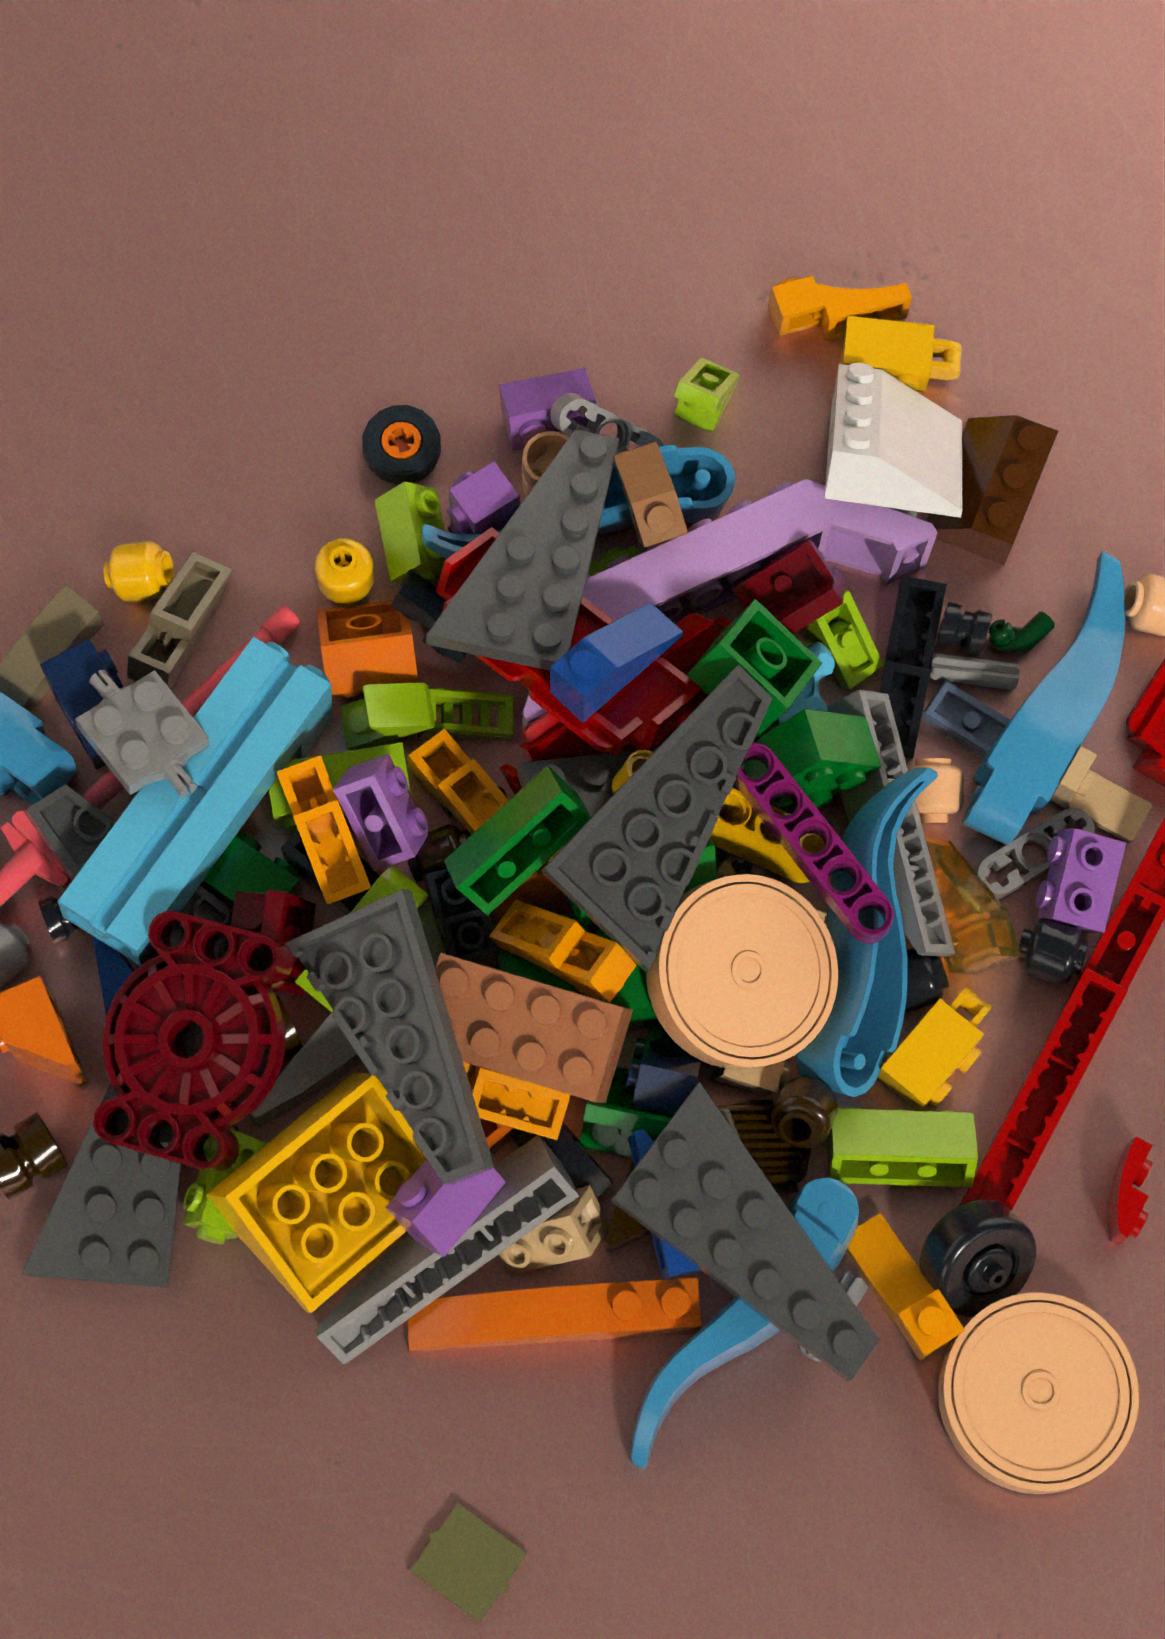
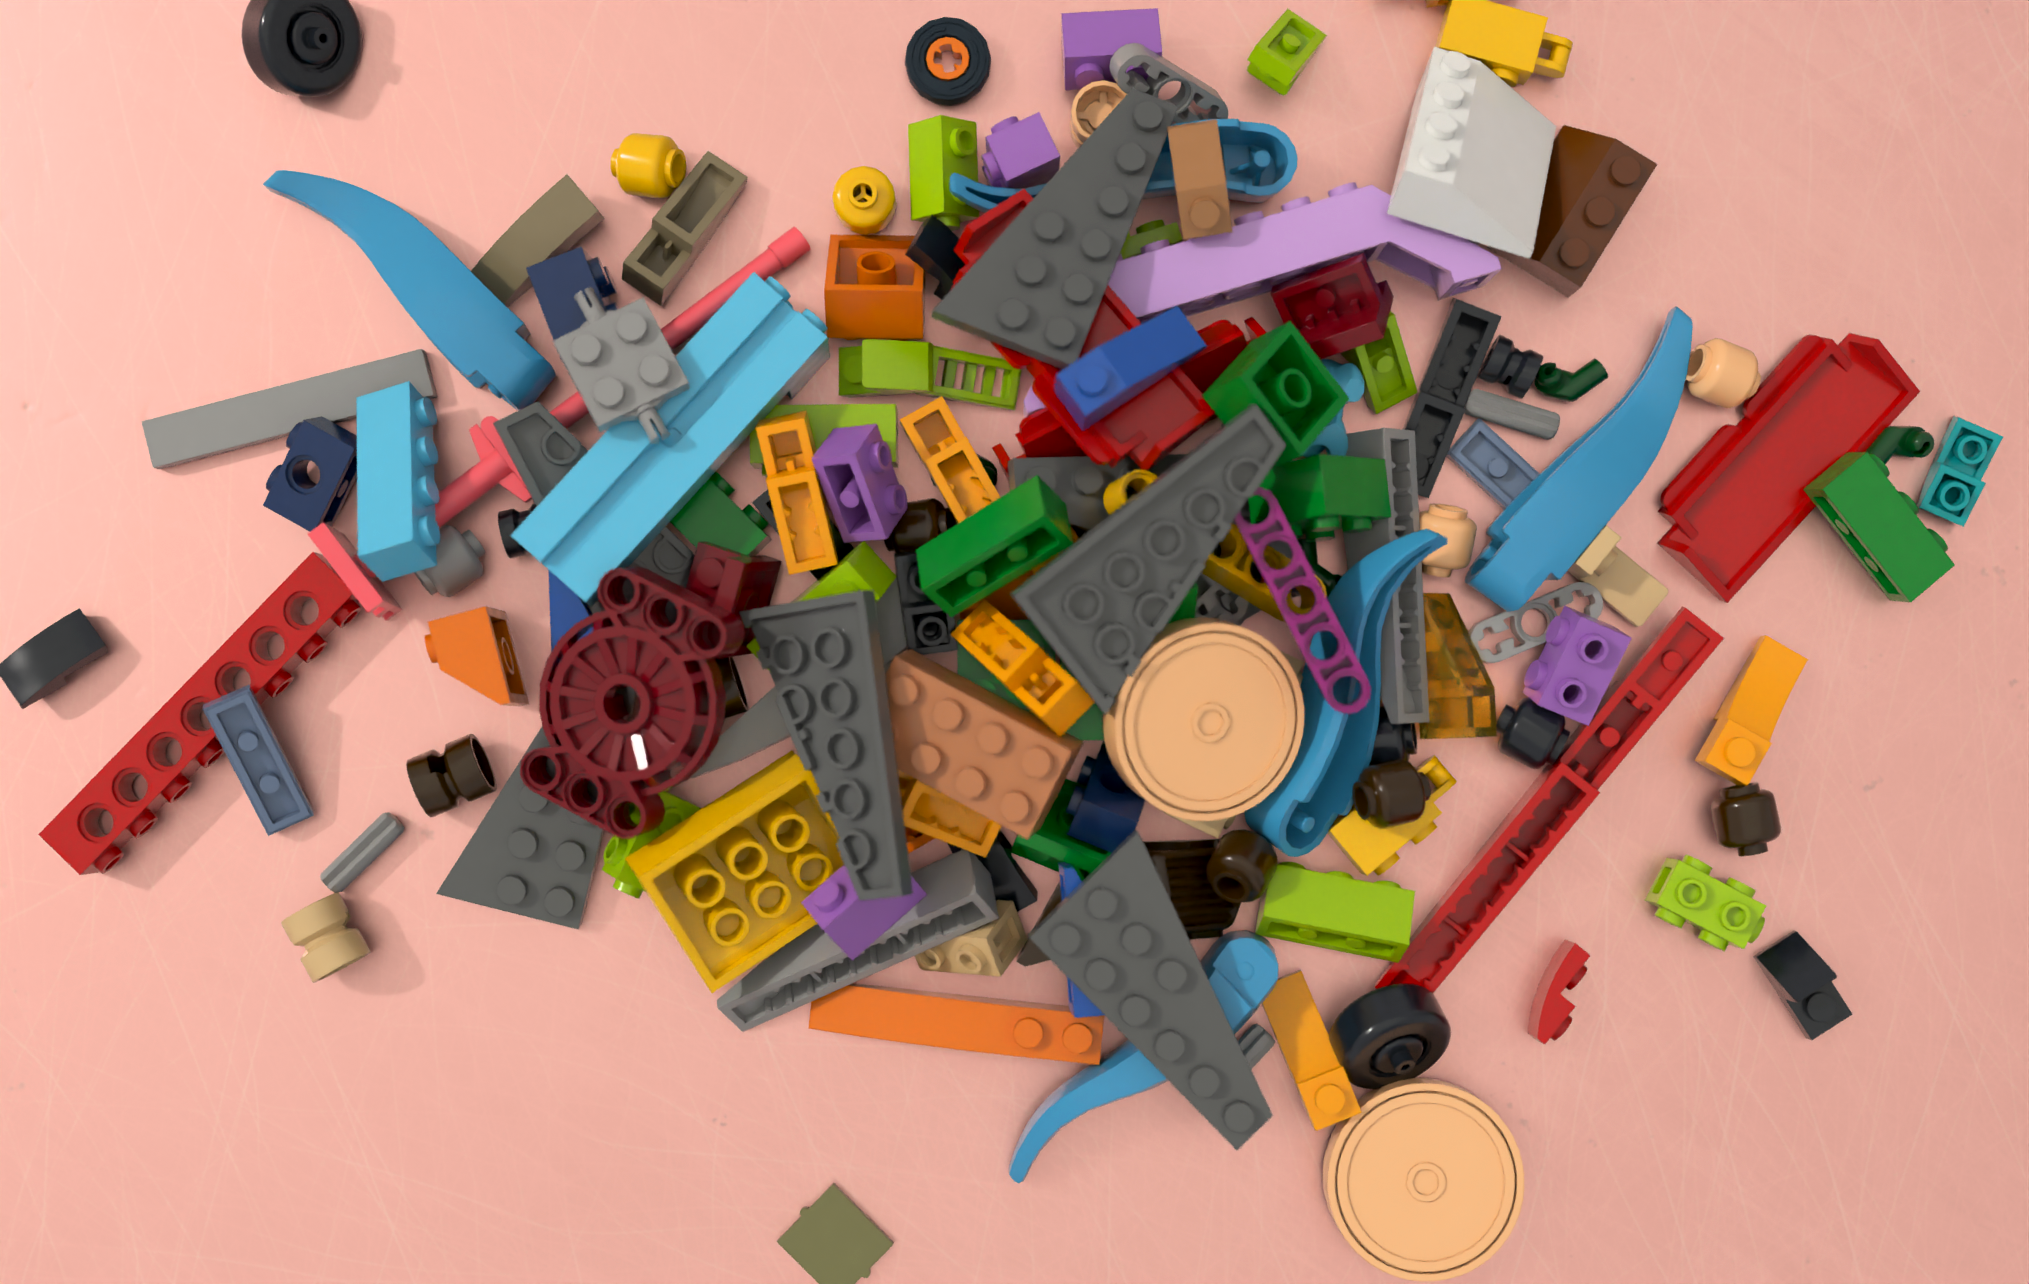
camera: 15 degrees right, 15 degrees up
(932, 1018) = (1391, 794): none -> dark brown head

